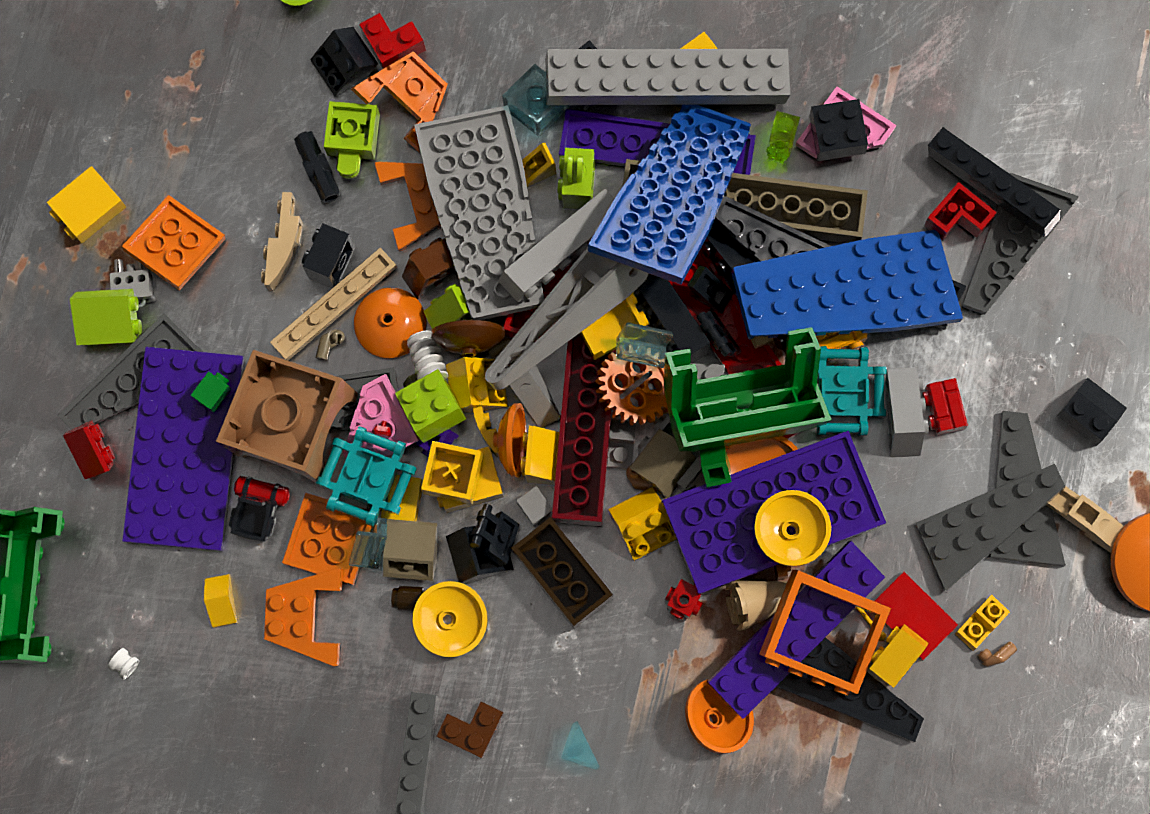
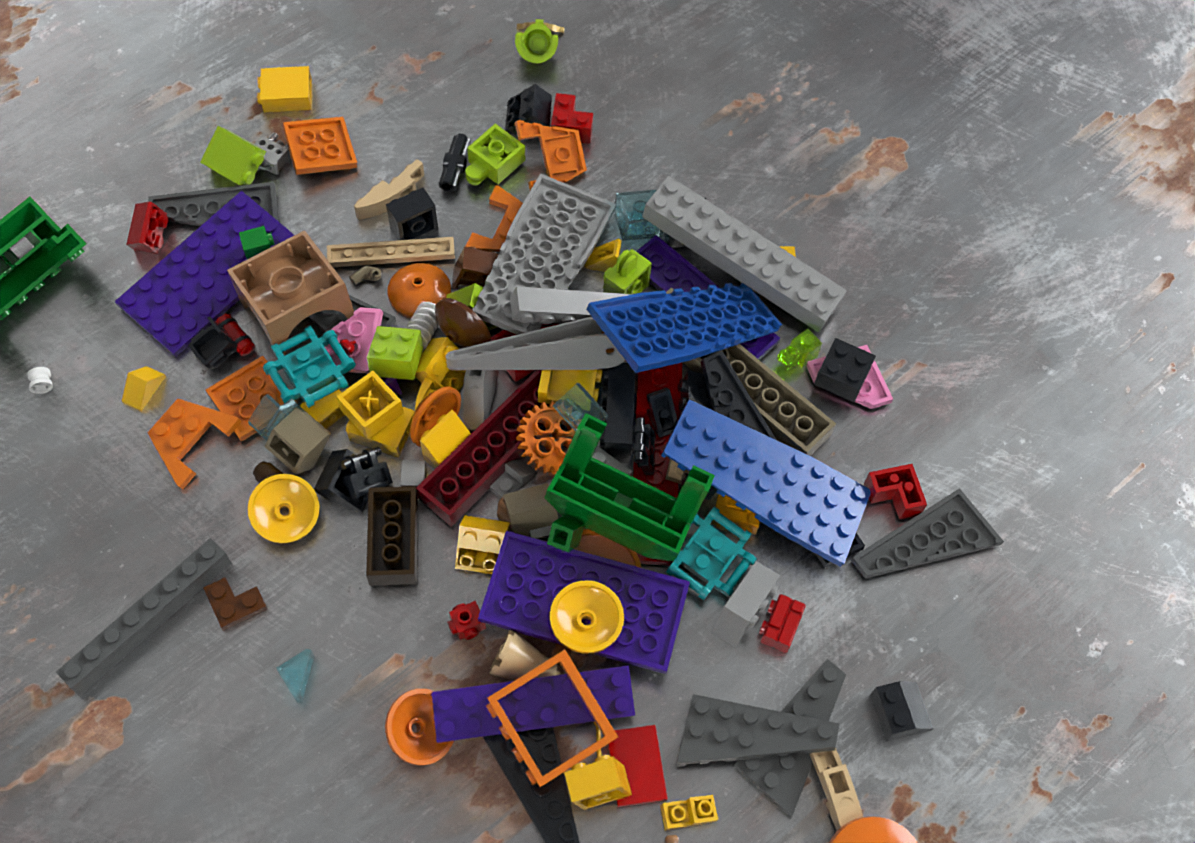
camera: 25 degrees right, 15 degrees down
(994, 182) = (941, 485): black brick -> none

